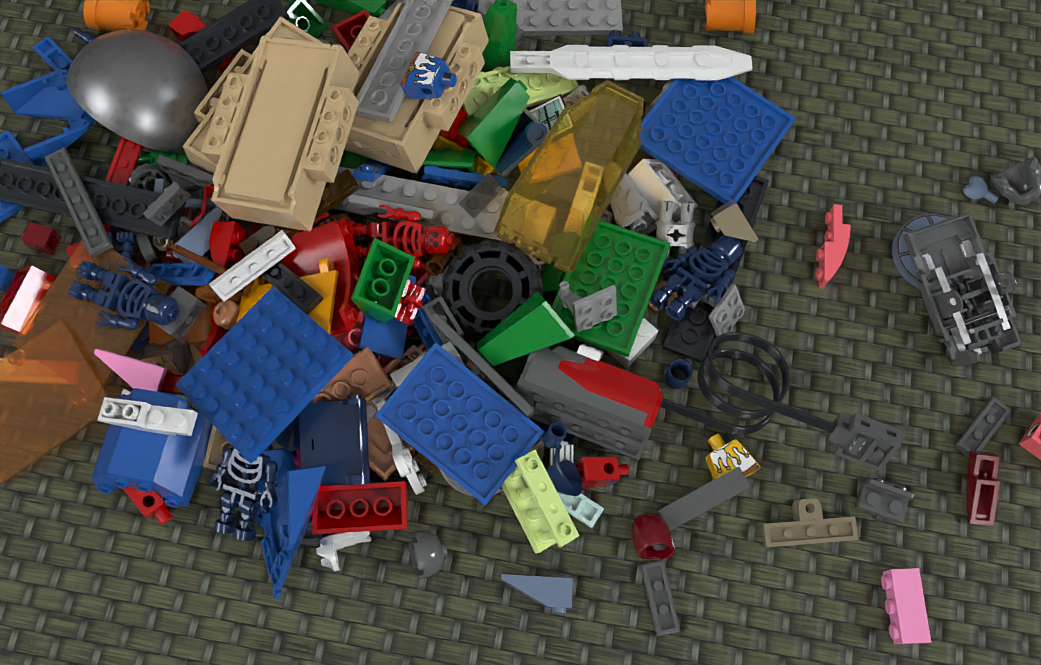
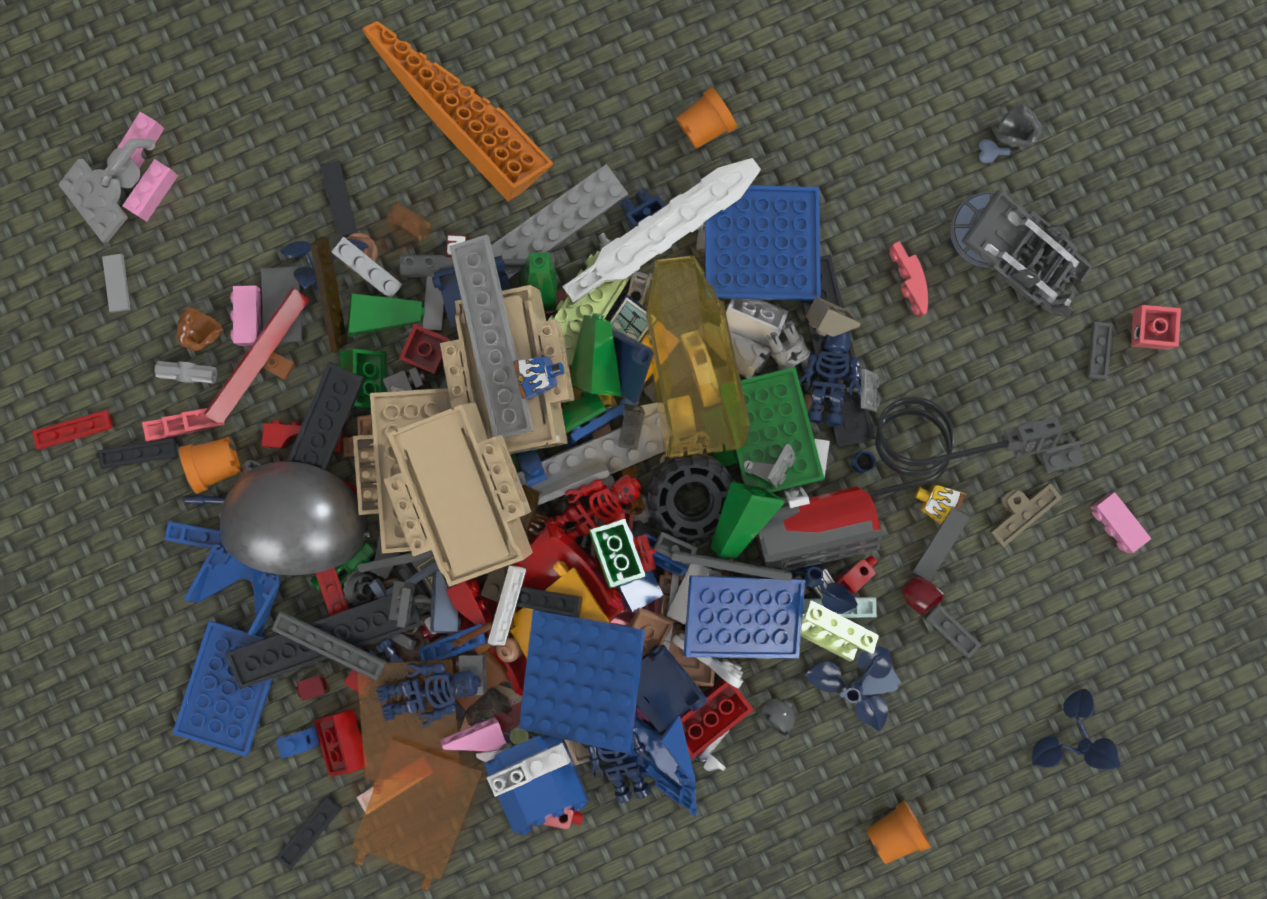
camera: 30 degrees left, 15 degrees up
(206, 193) = (426, 583): red piece -> none
(559, 564) = (869, 710): none -> dark blue plant
(982, 487) = (1124, 398): dark red slope -> none

